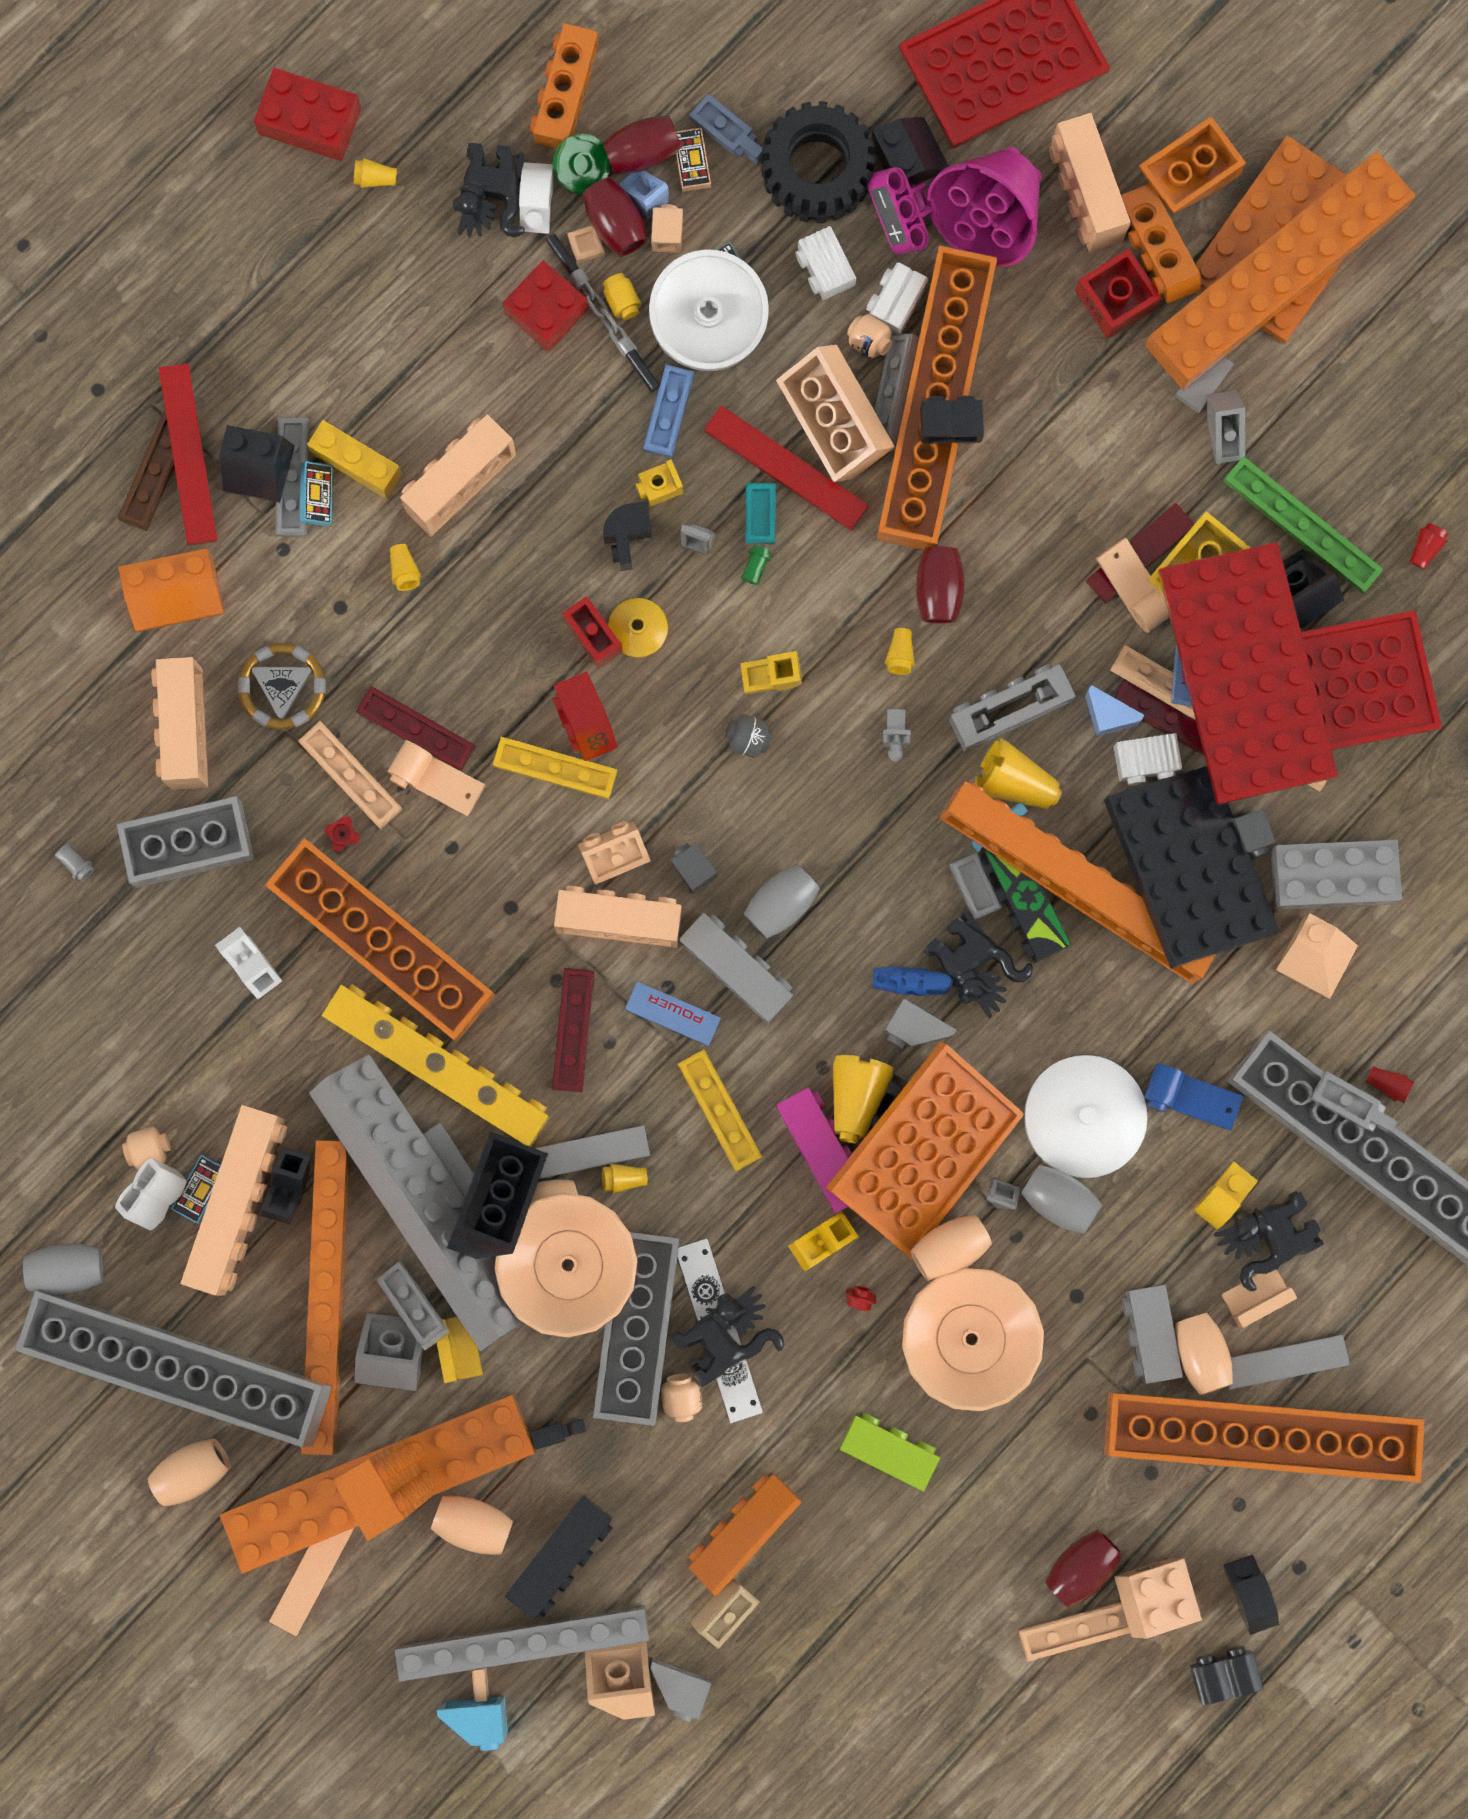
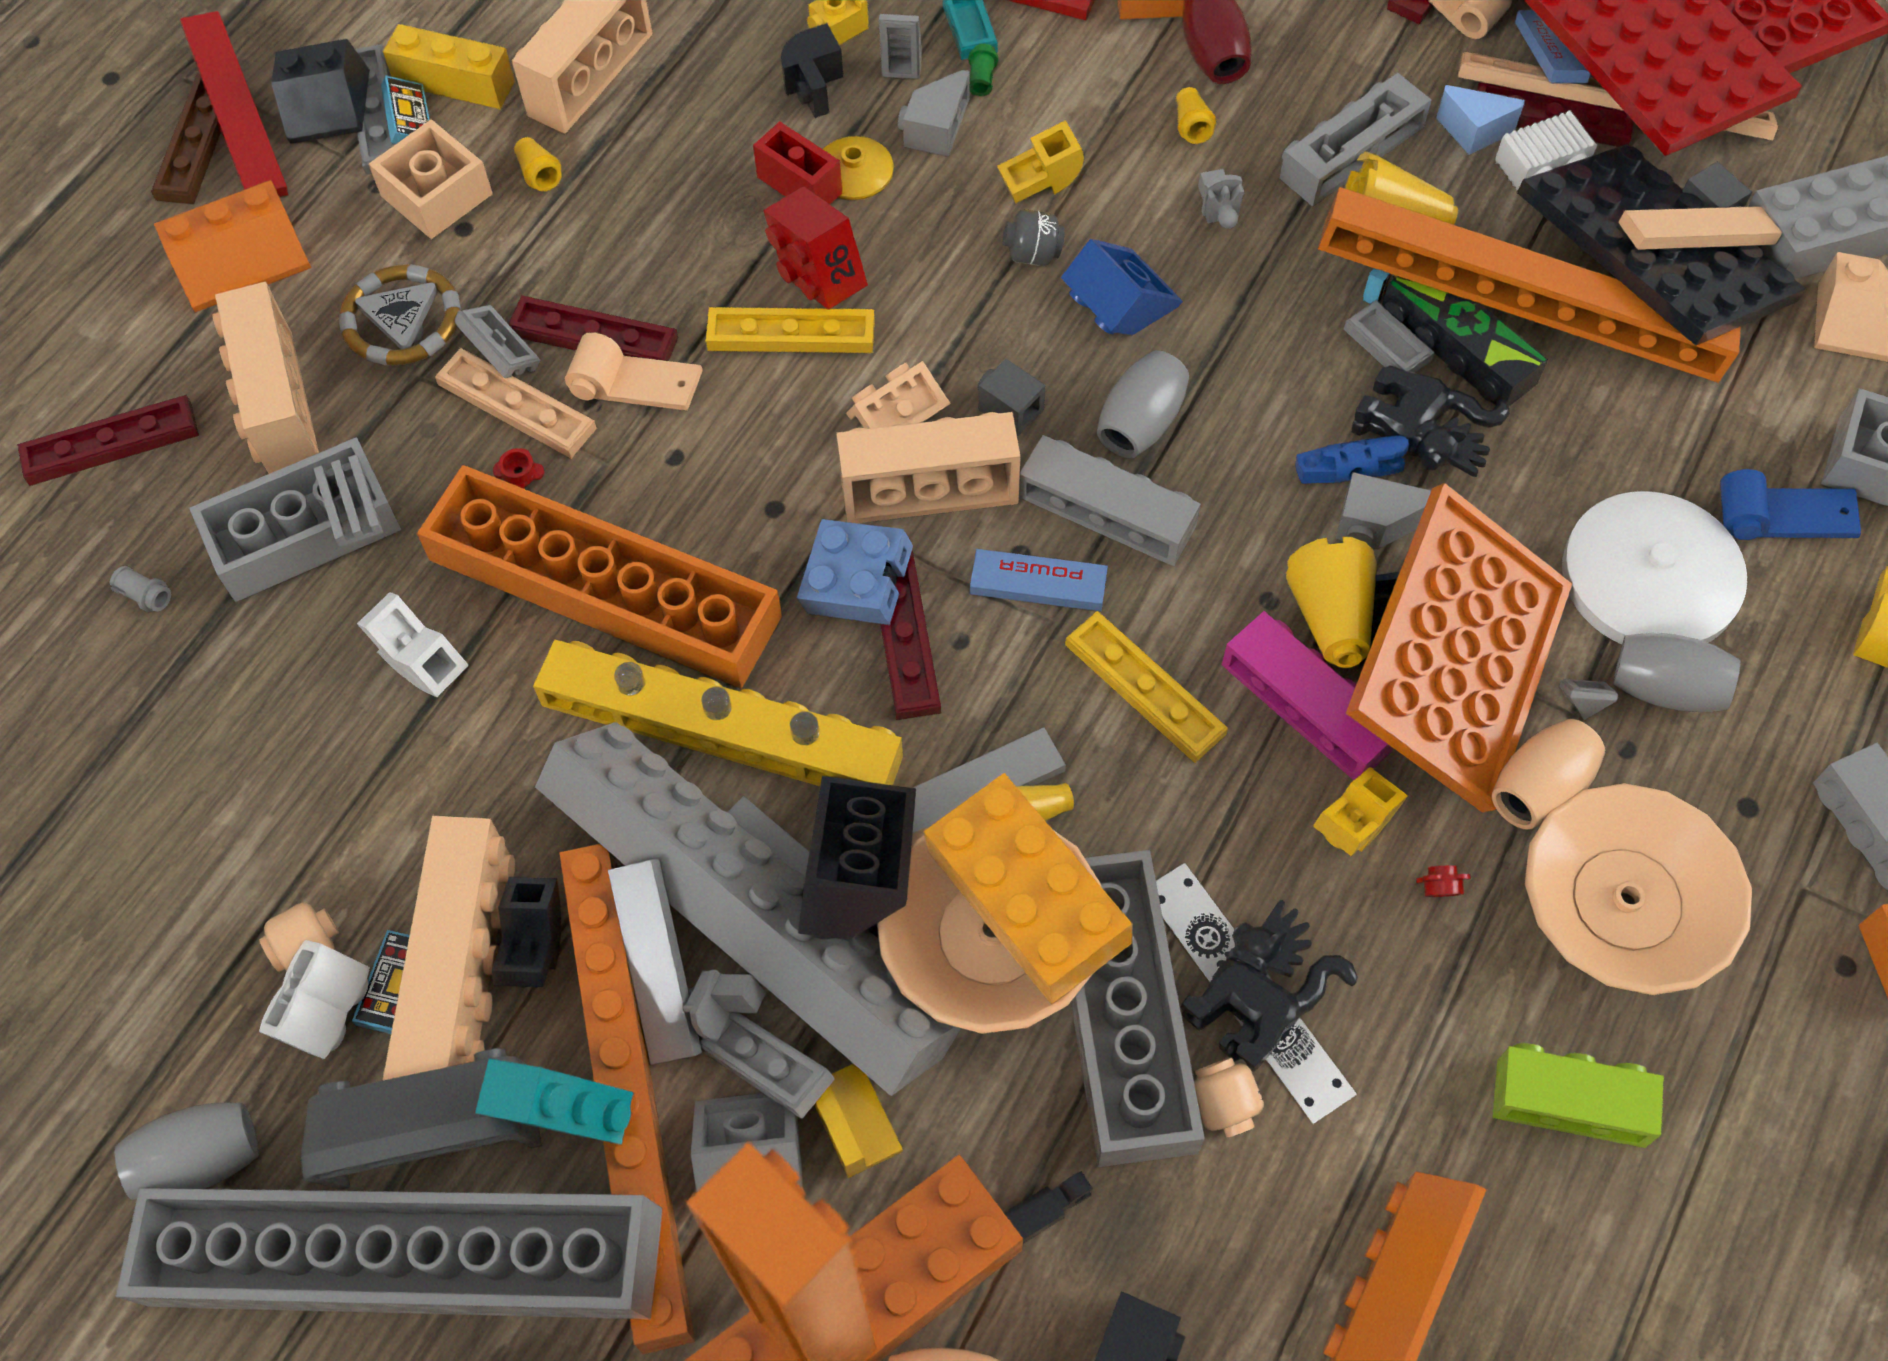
camera: 10 degrees left, 20 degrees down
(64, 731) = (107, 440): none -> dark red tile
(203, 1298) = (402, 1121): none -> dark grey windscreen
(220, 824) = (339, 472): none -> light grey tile
(283, 1316) = (554, 1101): none -> teal brick
(323, 570) = (431, 178): none -> light nougat brick
(343, 726) = (497, 340): none -> light grey tile
(360, 1226) = (654, 961): none -> tile
(390, 1258) = (718, 996): none -> light grey piece
(549, 981) = (854, 571): none -> medium blue piece
(589, 1258) = (1028, 888): none -> light orange brick
(708, 602) = (935, 114): none -> light grey slope
(798, 795) = (1118, 288): none -> blue slope
(1217, 870) = (1699, 227): none -> light nougat tile

